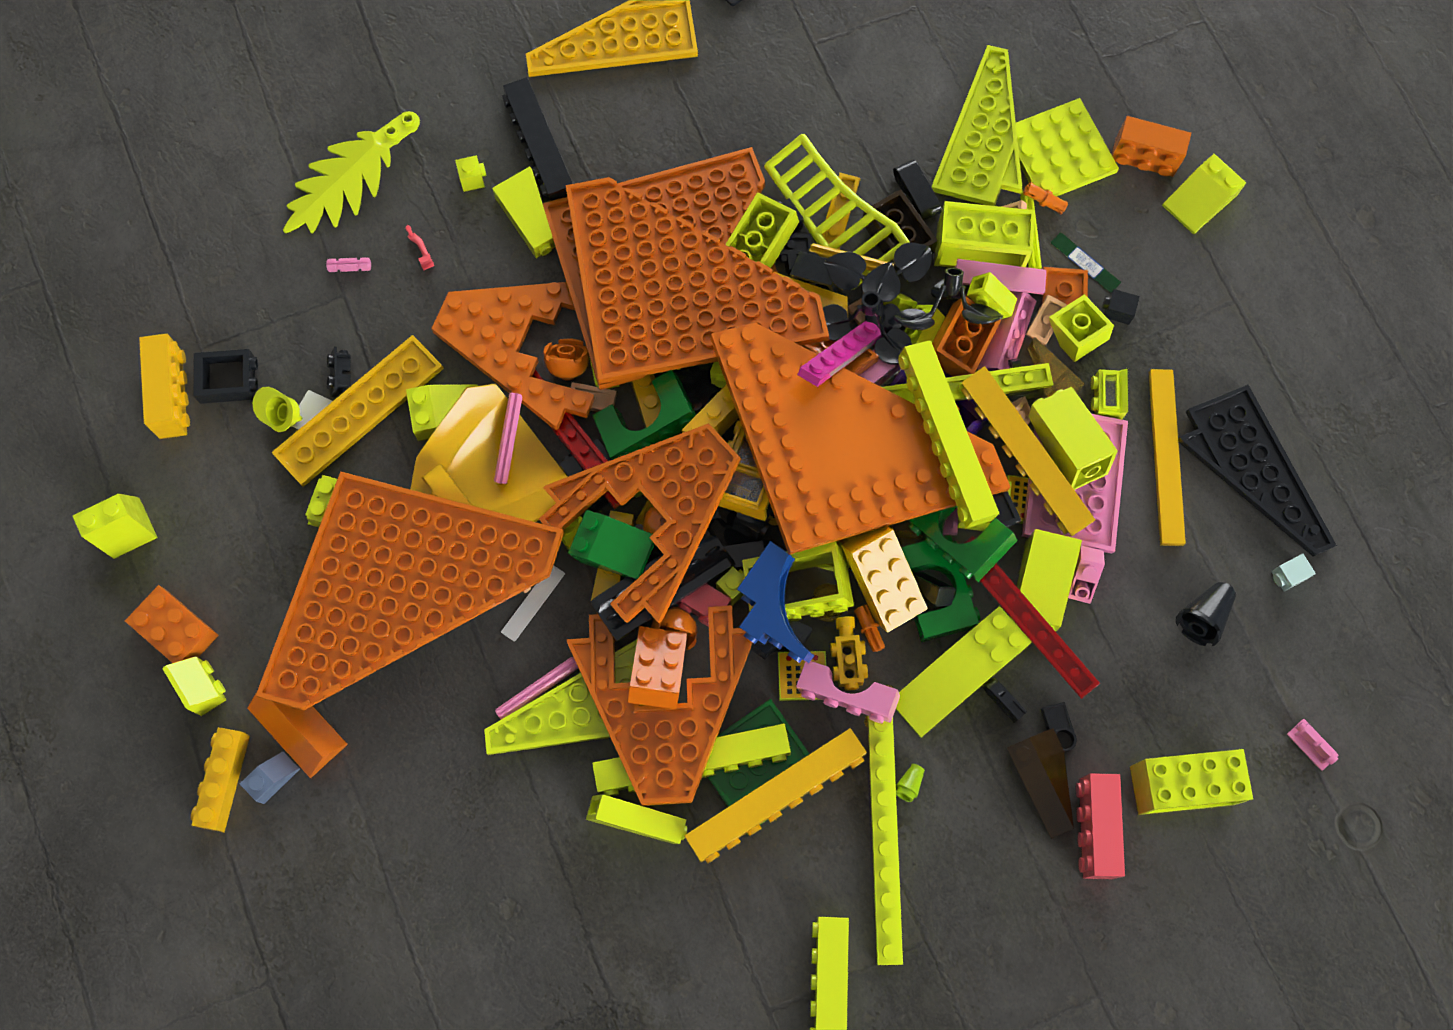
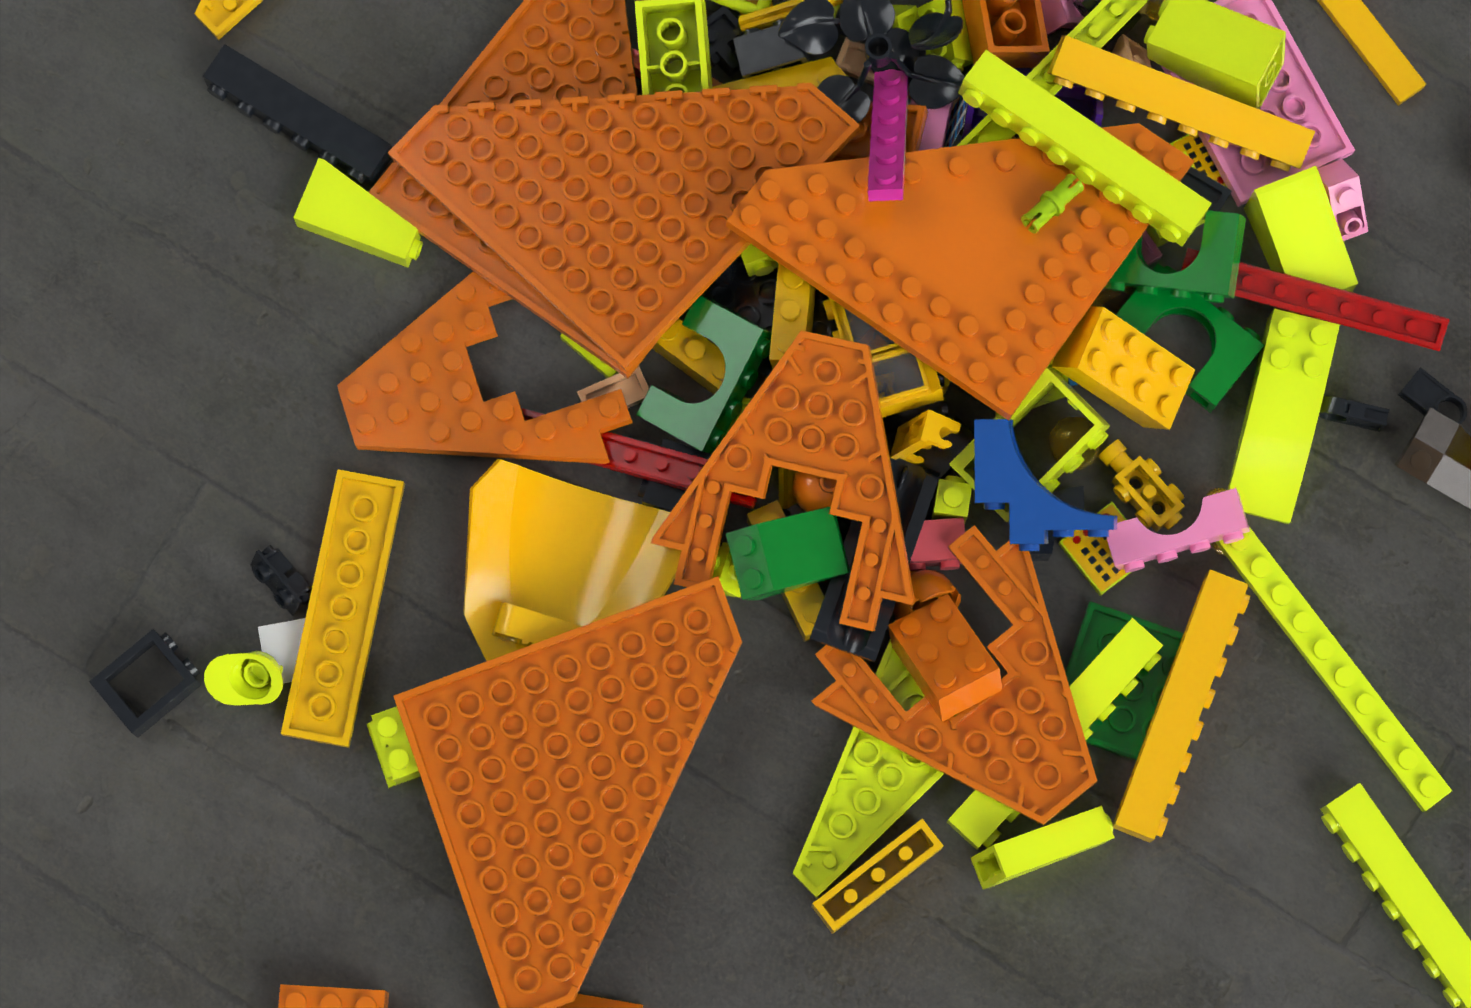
camera: 35 degrees left, 5 degrees up
(116, 525) = (171, 950): neon yellow slope -> none
(163, 386) = (85, 748): yellow brick -> none
(345, 174) = (91, 325): neon yellow plant -> none
(348, 264) = (184, 437): bright pink axle -> none
(425, 261) = (276, 367): coral piece -> none
(430, 405) = (437, 536): neon yellow slope -> none
(471, 173) = (248, 216): neon yellow brick -> none
(508, 438) = (557, 513): bright pink axle -> none
(528, 766) = (877, 876): none -> yellow brick
(532, 604) = (732, 705): white sticker -> none
(537, 688) = (815, 782): bright pink axle -> none
(566, 359) = (550, 366): orange cylinder -> none
(742, 531) = (921, 433): none -> yellow hinge
(869, 627) = (1142, 438): orange axle -> none
(906, 451) = (1052, 203): none -> lime pin
(910, 783) = (1316, 583): lime cone -> none
(934, 590) = (1187, 341): black slope -> none

